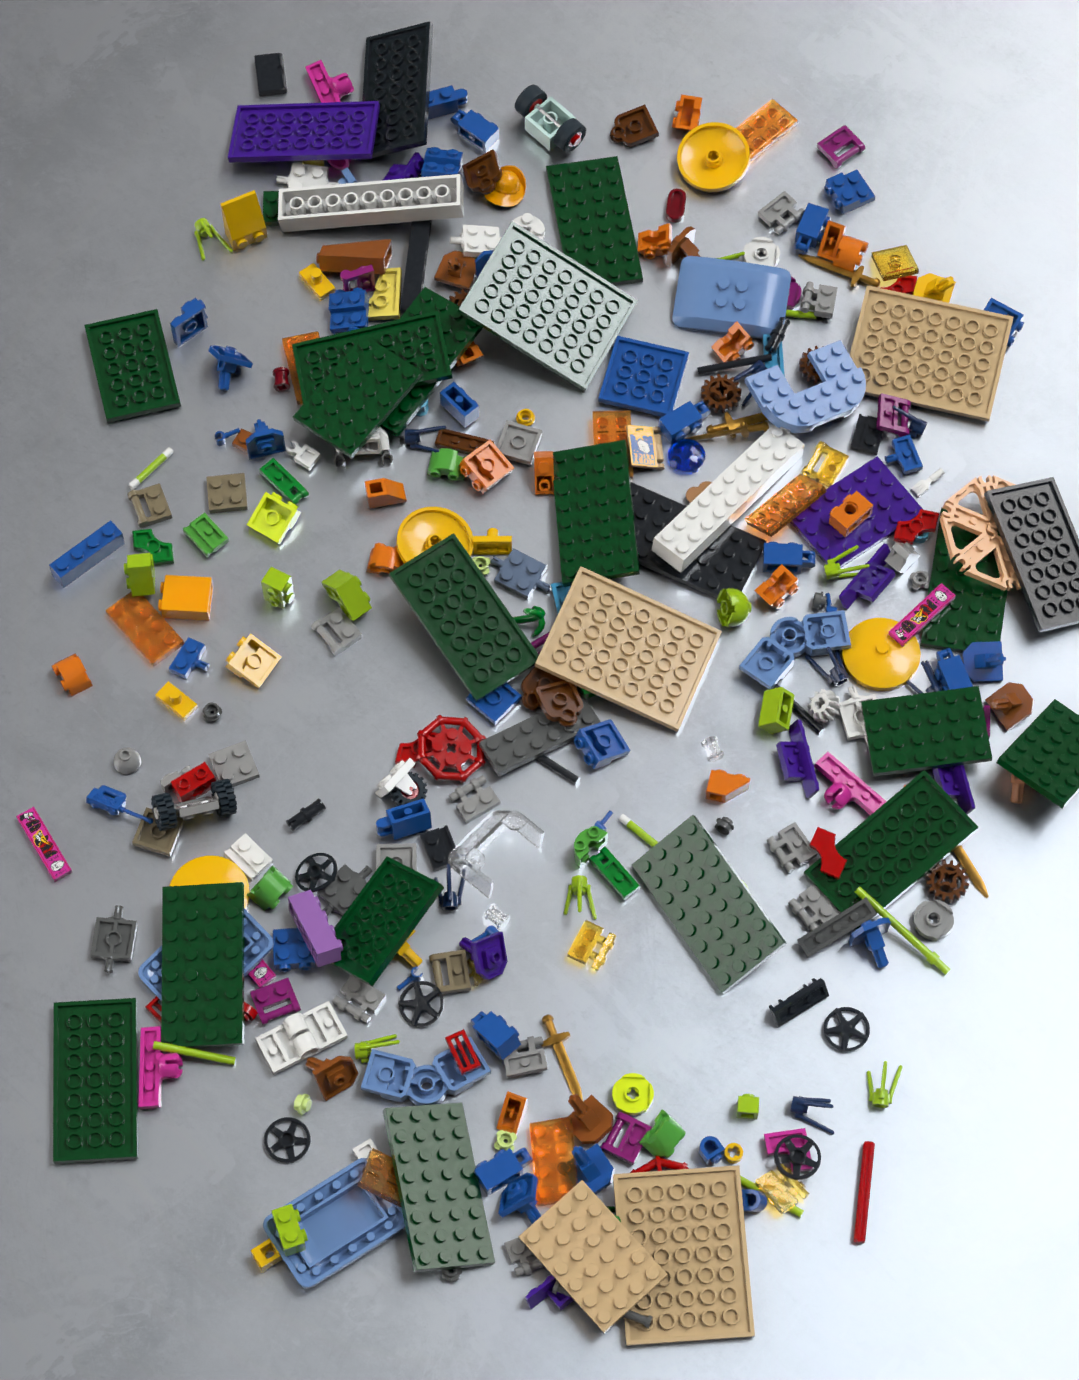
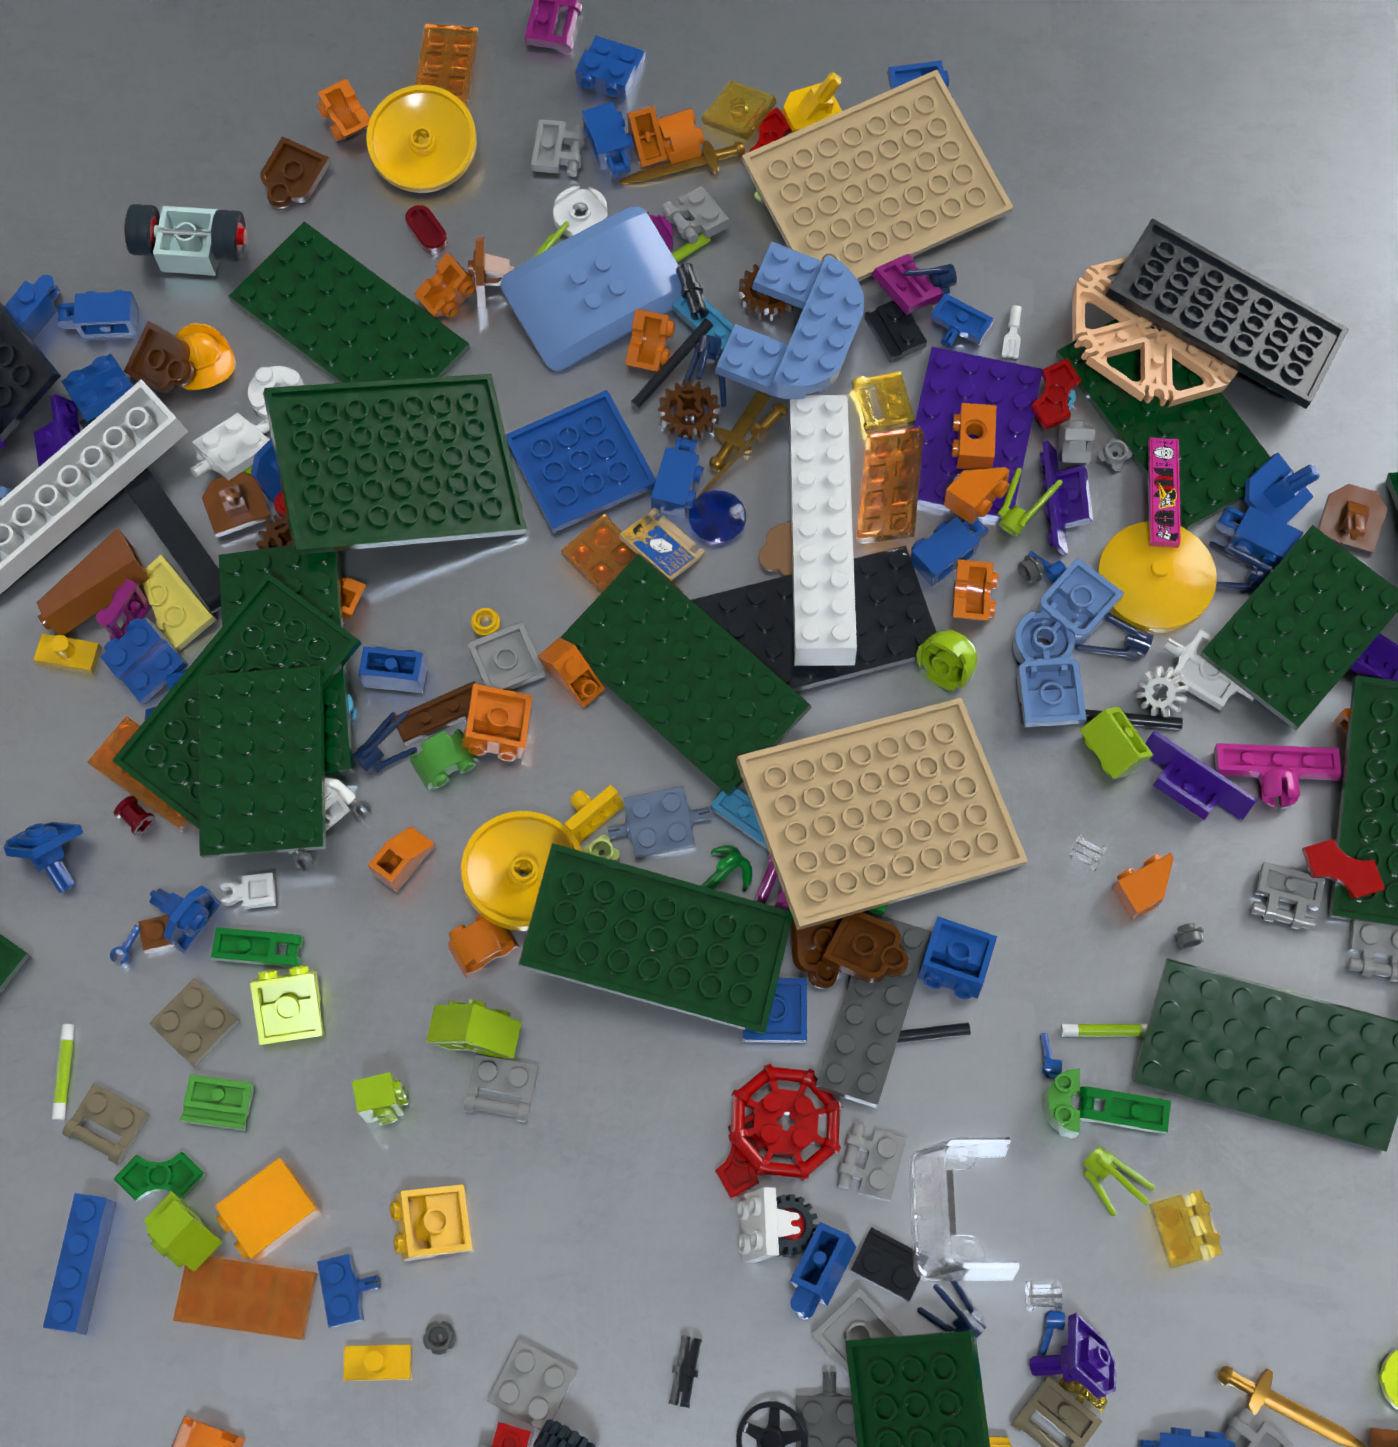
camera: 40 degrees left, 5 degrees up
(823, 539) = (975, 491): none -> orange slope

